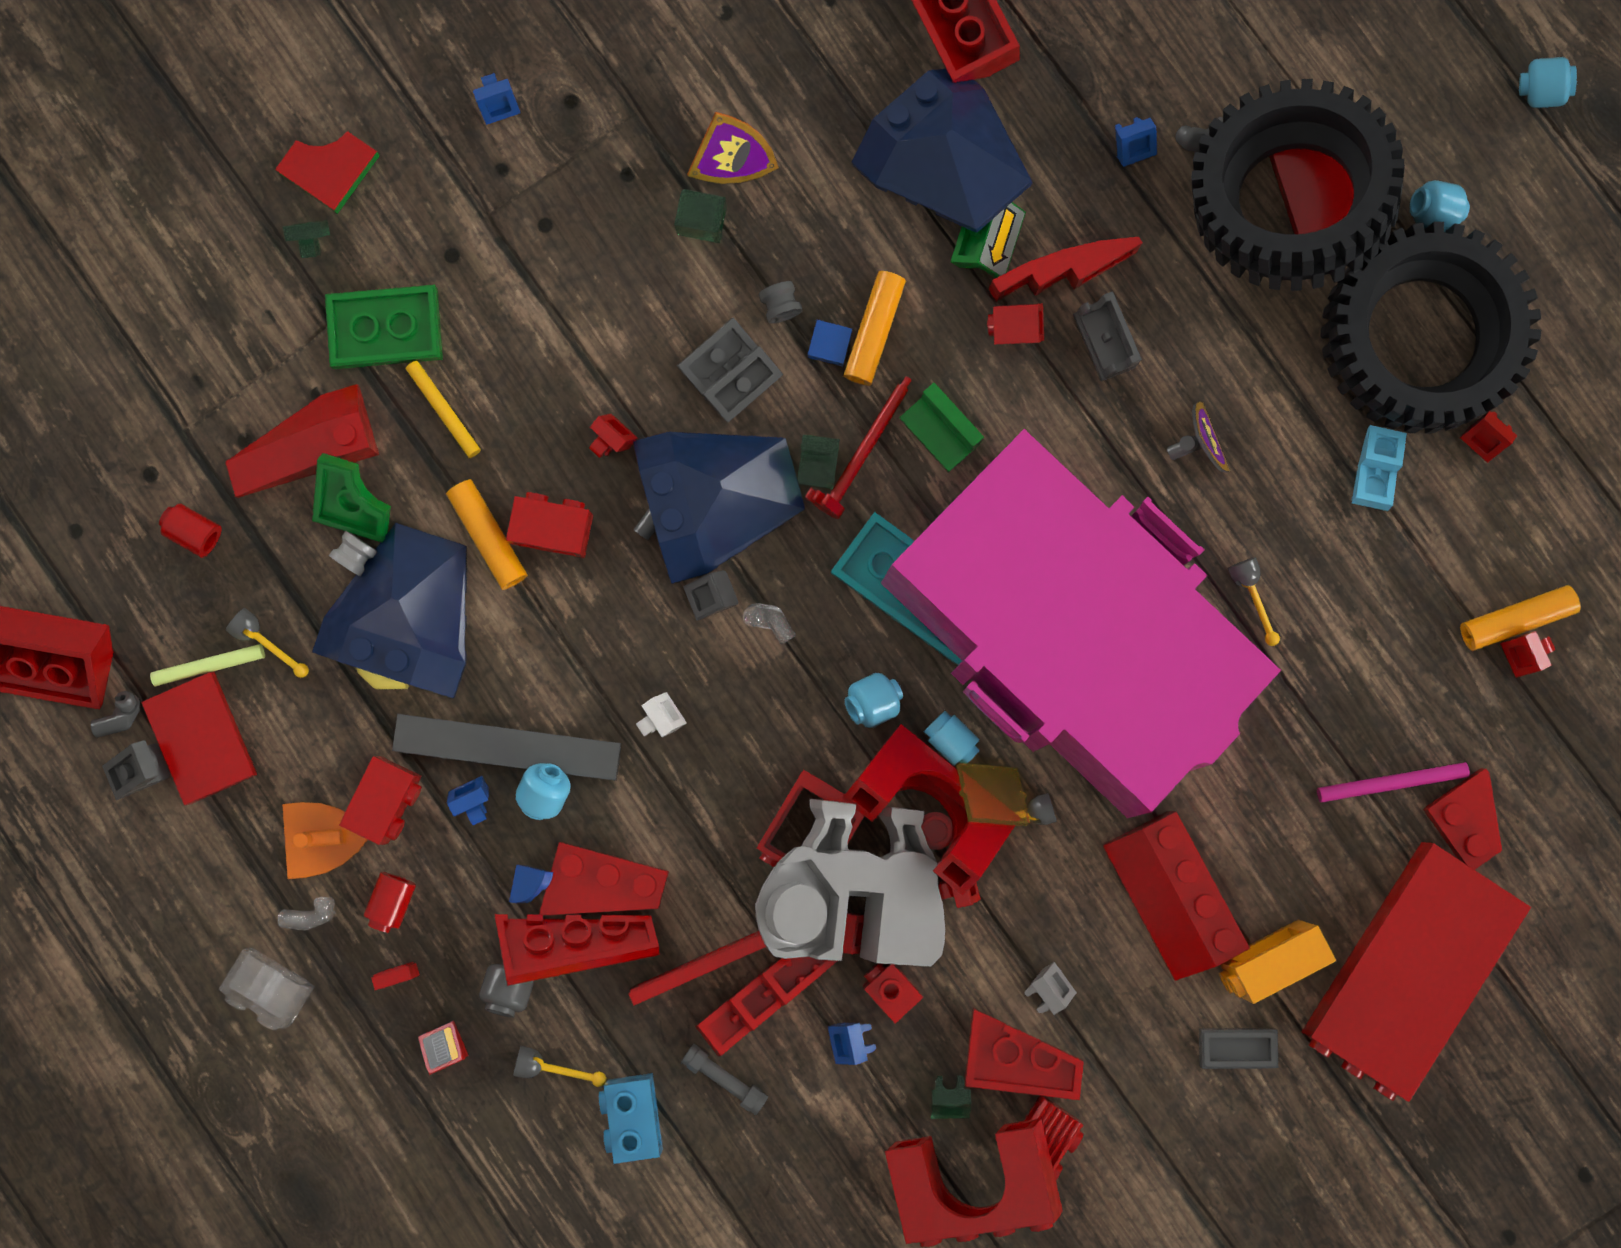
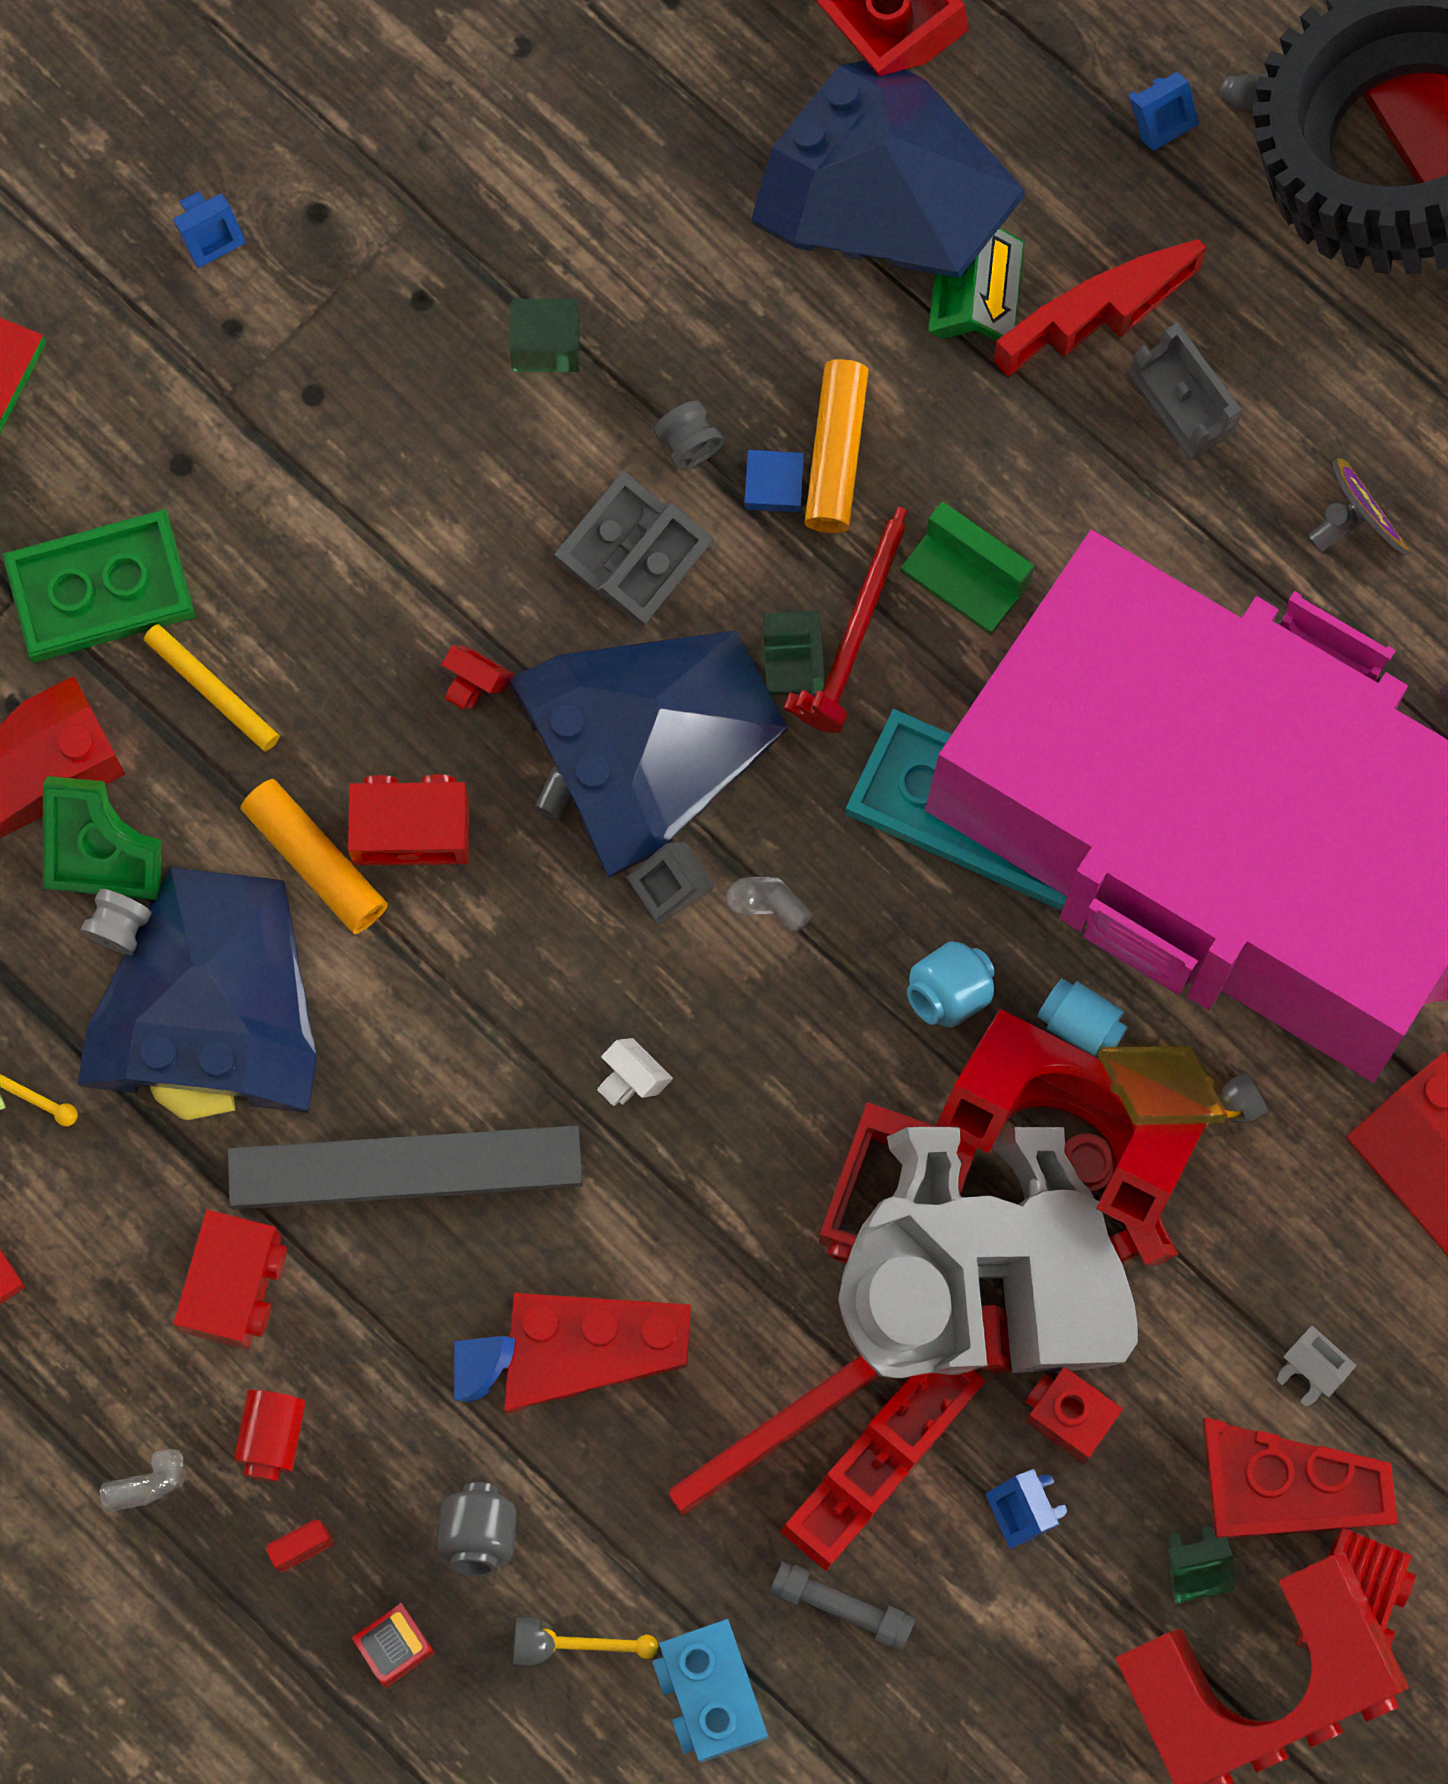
camera: 10 degrees left, 10 degrees down
(266, 989) = (102, 1607): clear brick -> none
(316, 840) = (139, 1366): orange shield -> none
(470, 798) = (363, 1253): blue tile -> none
(542, 791) = (475, 1217): medium azure head -> none
(556, 947) = (544, 1448): red wing -> none
(732, 153) = (574, 236): shield -> none
(1017, 323) = (1046, 397): red brick -> none

